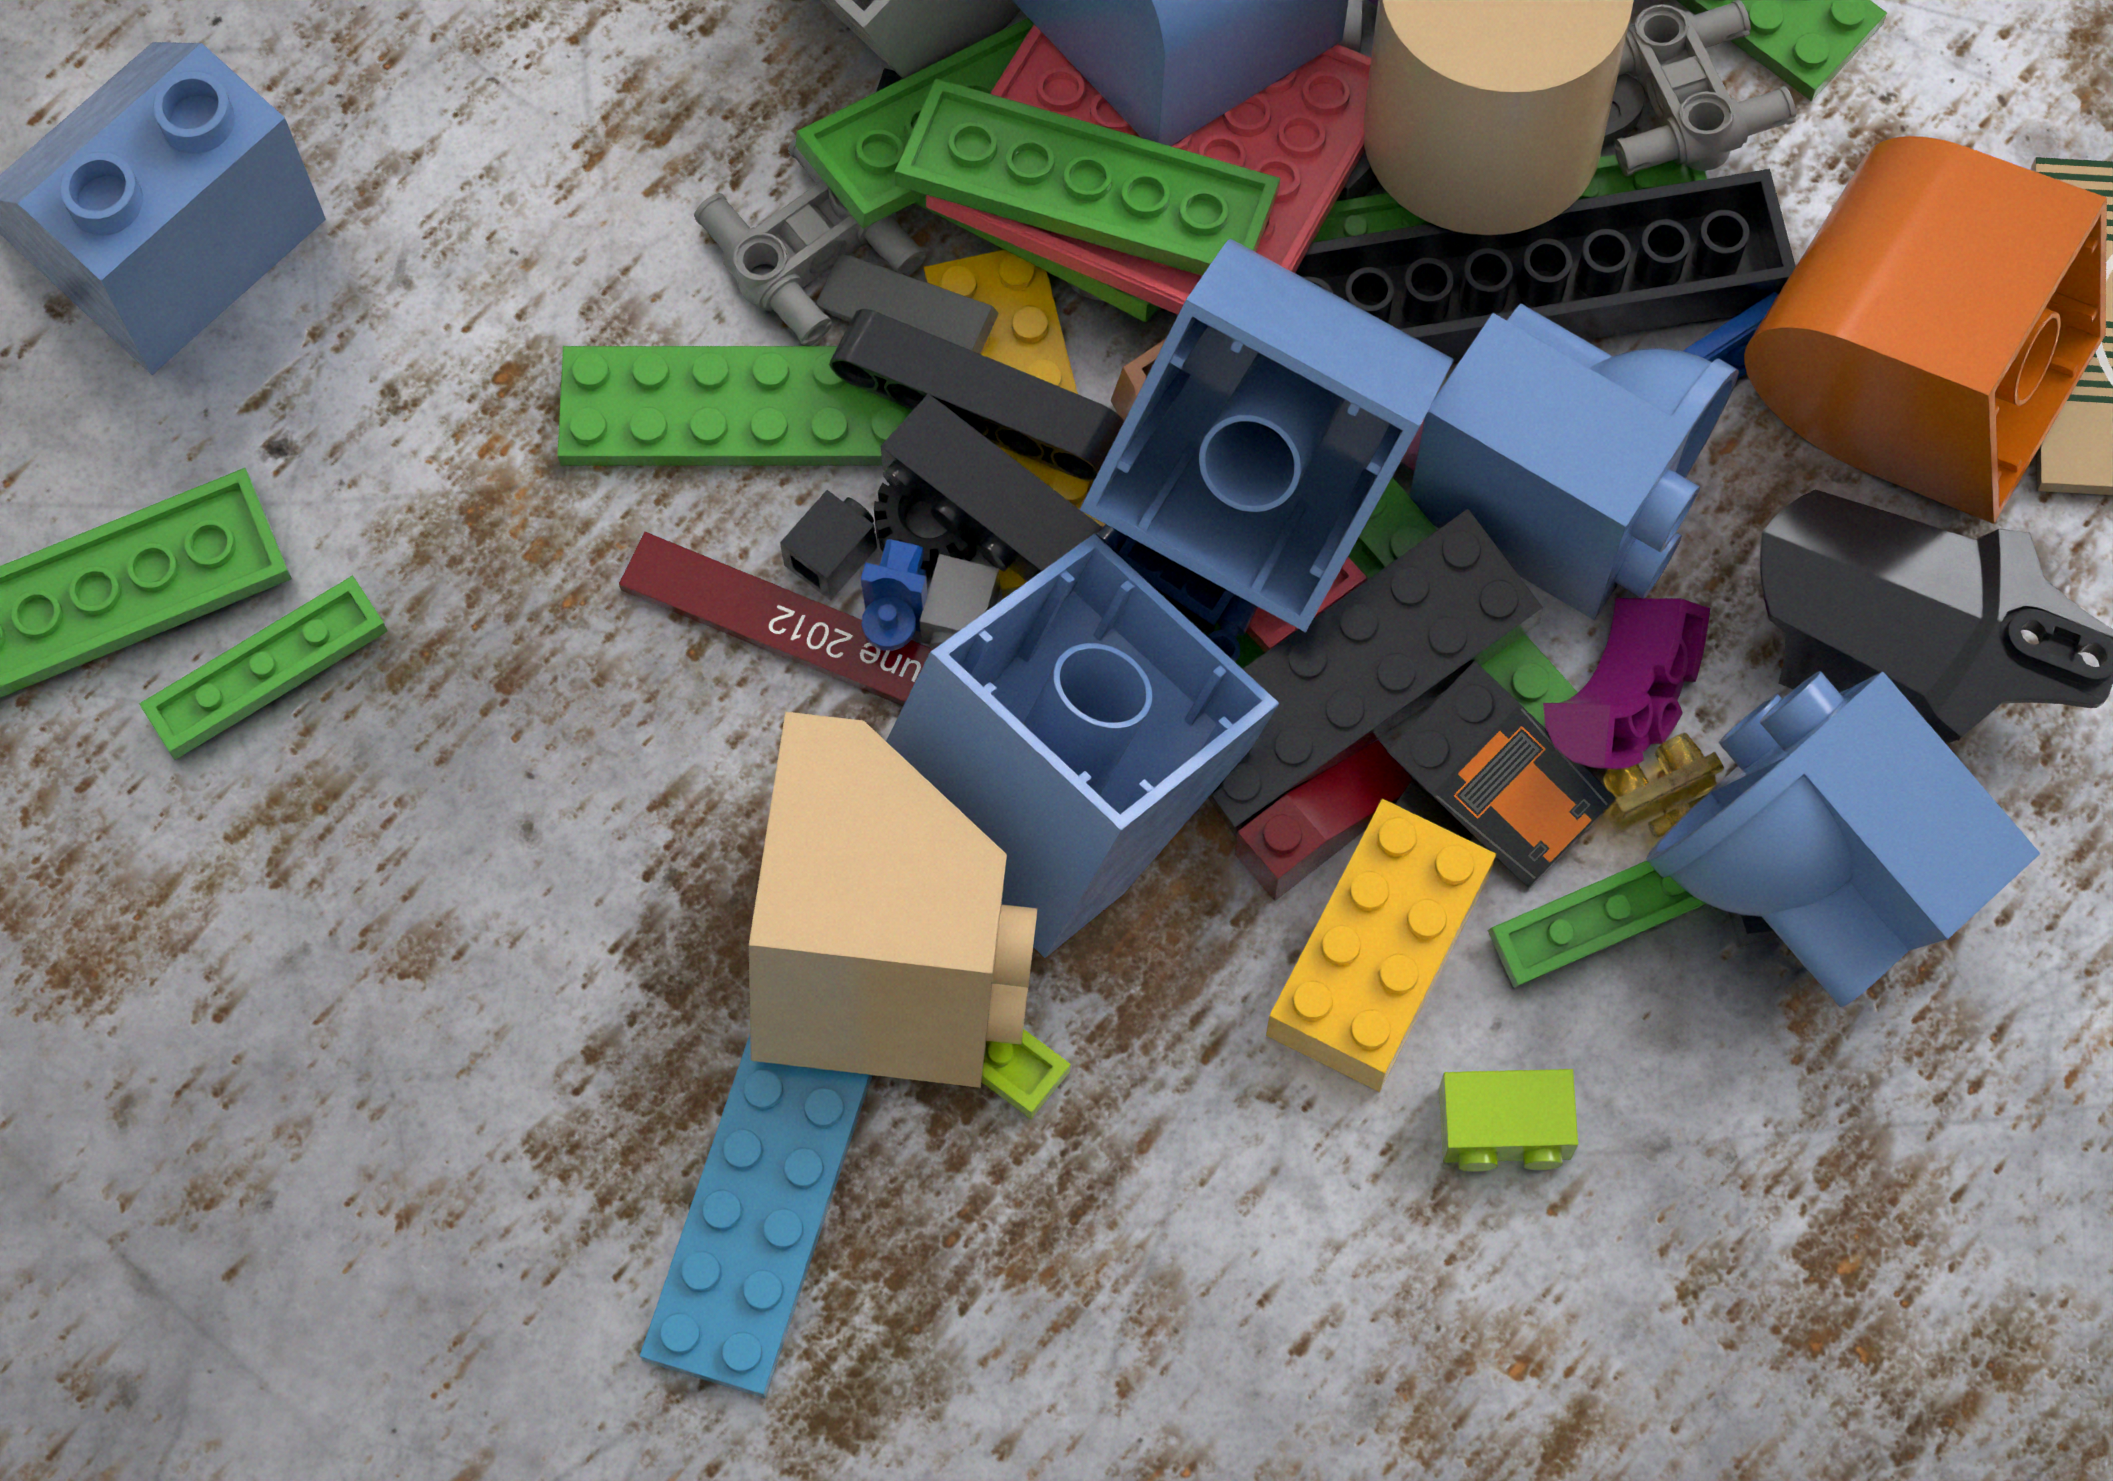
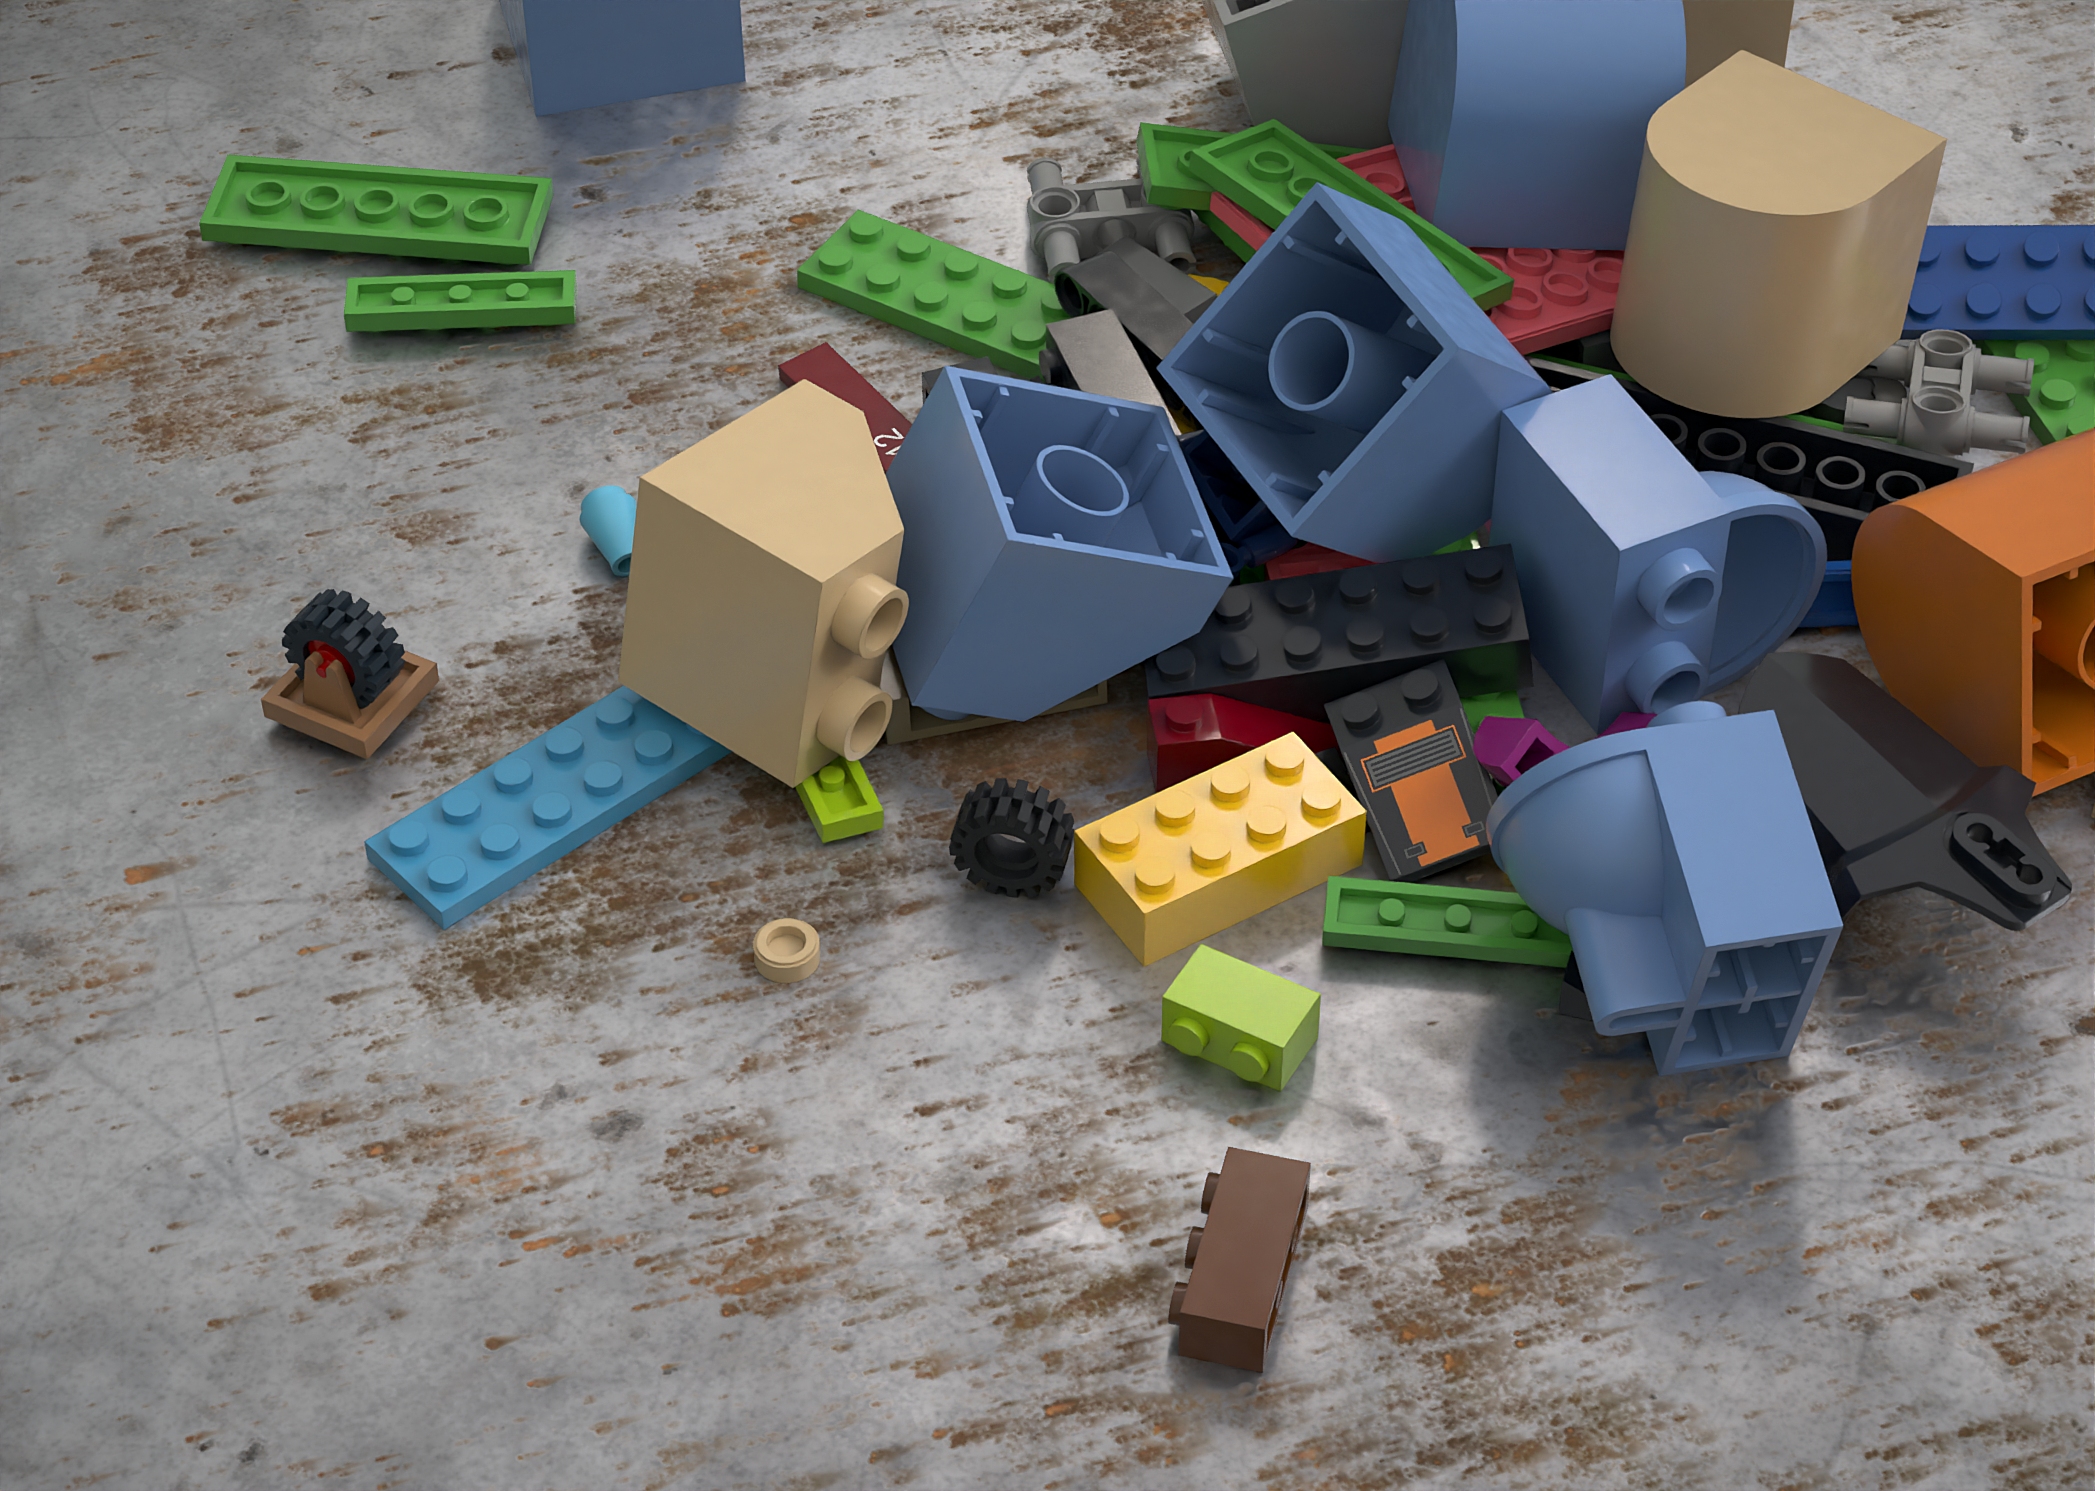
camera: 30 degrees right, 25 degrees down
(502, 1194) = (347, 675): none -> plate
(610, 871) = (610, 521): none -> medium azure cone
(1079, 1254) = (786, 950): none -> tan tile
(1212, 1043) = (1015, 813): none -> black tyre
(1661, 1363) = (1241, 1259): none -> reddish brown brick

